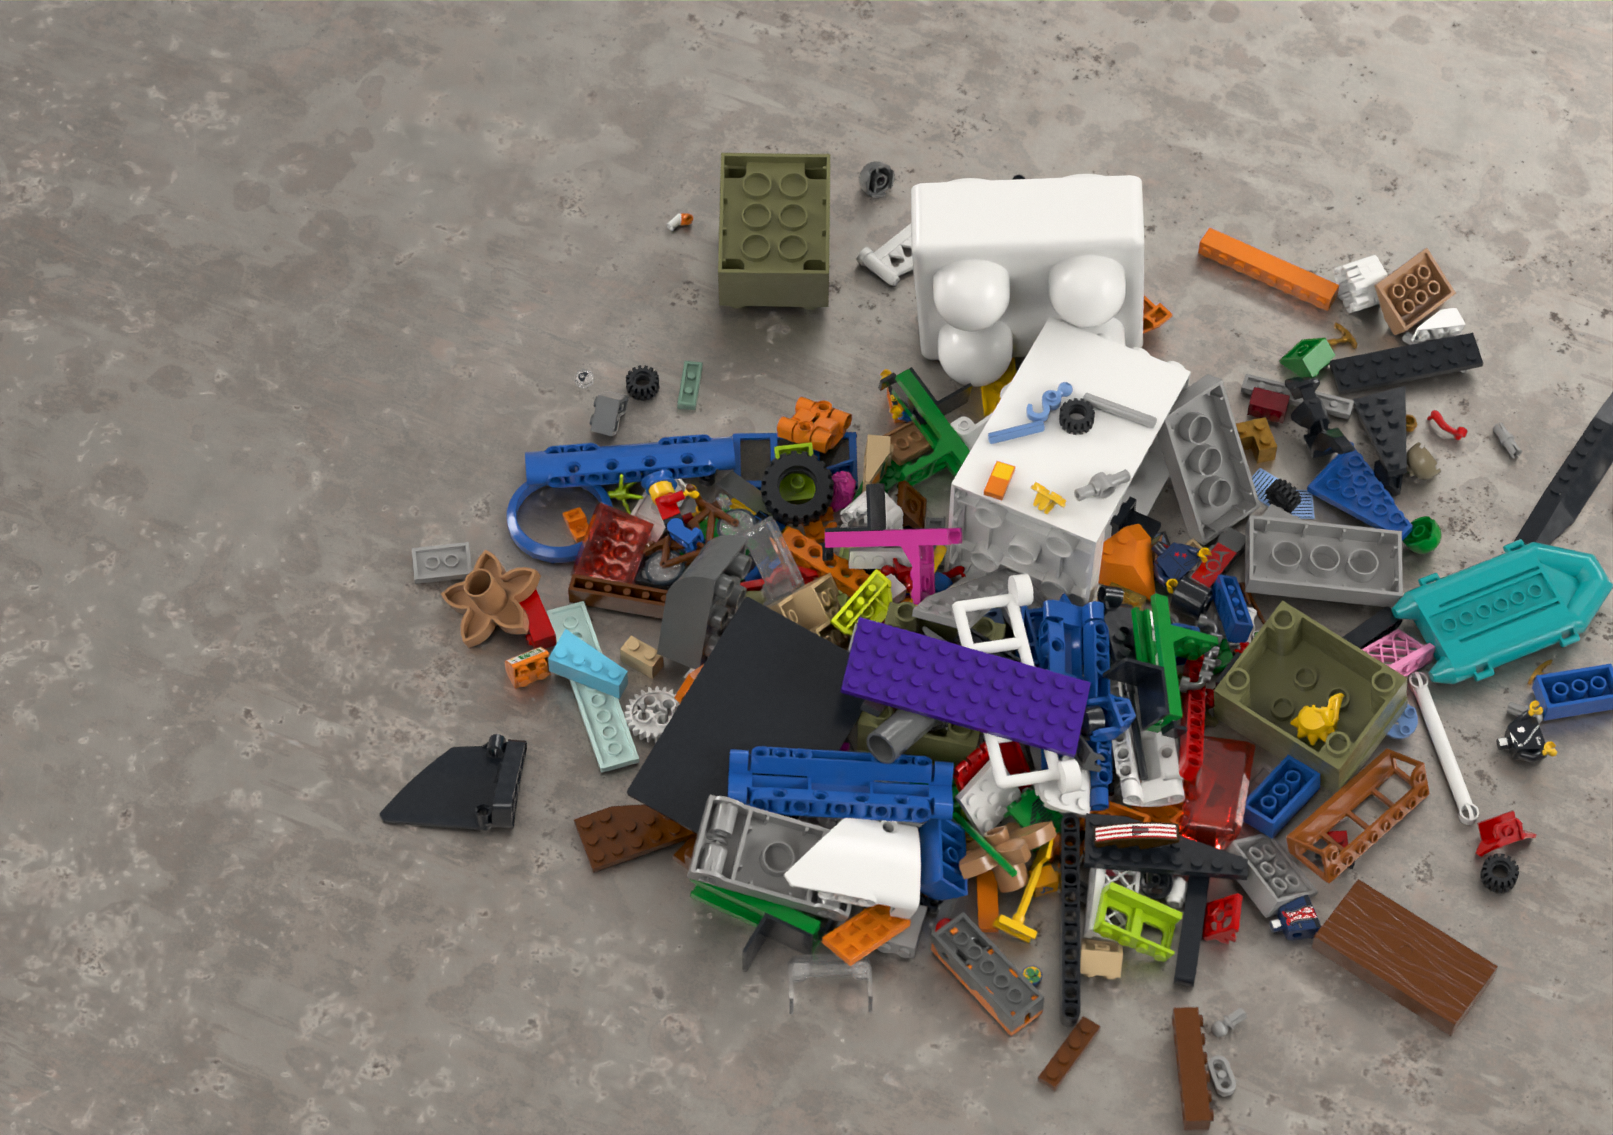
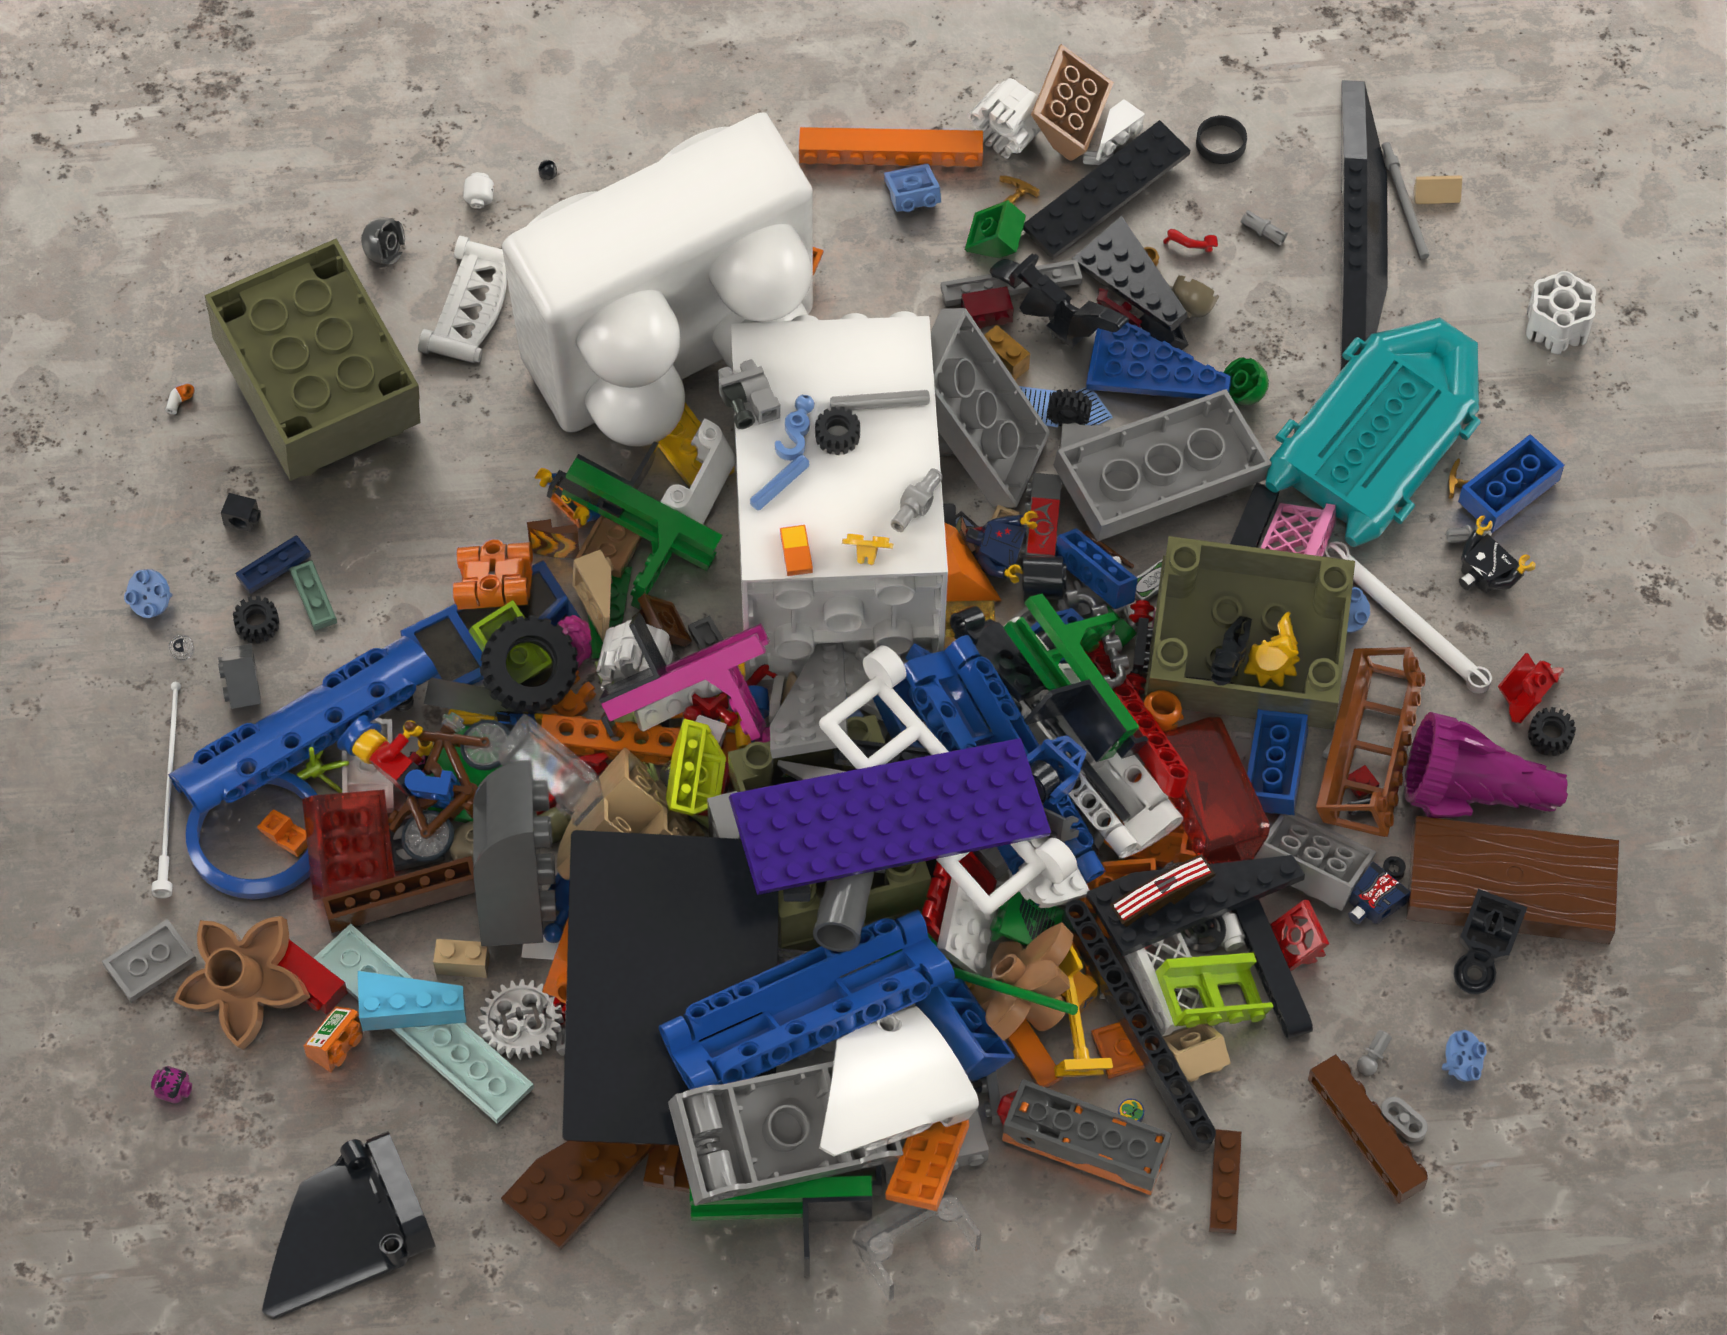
camera: 30 degrees left, 5 degrees up
(408, 645) = (171, 1084): none -> magenta head
(478, 521) = (162, 887): none -> white piece
(582, 334) = (139, 588): none -> medium blue plate
(674, 310) = (240, 512): none -> black brick
(675, 353) = (273, 564): none -> dark blue plate
(867, 420) = (553, 541): none -> slope
(962, 170) = (478, 190): none -> white head
(1030, 360) = (750, 387): none -> light grey hips
(1048, 931) = (1114, 1044): none -> orange tile
(1217, 721) = (1164, 708): none -> orange piece
(1266, 302) = (913, 188): none -> medium blue plate
(1288, 701) = (1232, 652): none -> black arm
(1298, 1049) = (1464, 1056): none -> medium blue plate
(1327, 904) = (1393, 860): none -> black bush
(1358, 982) = (1487, 938): none -> black brick
(1362, 448) = (1124, 309): none -> dark red piece
(1411, 862) = (1460, 766): none -> magenta cone
(1512, 381) = (1221, 120): none -> black tyre

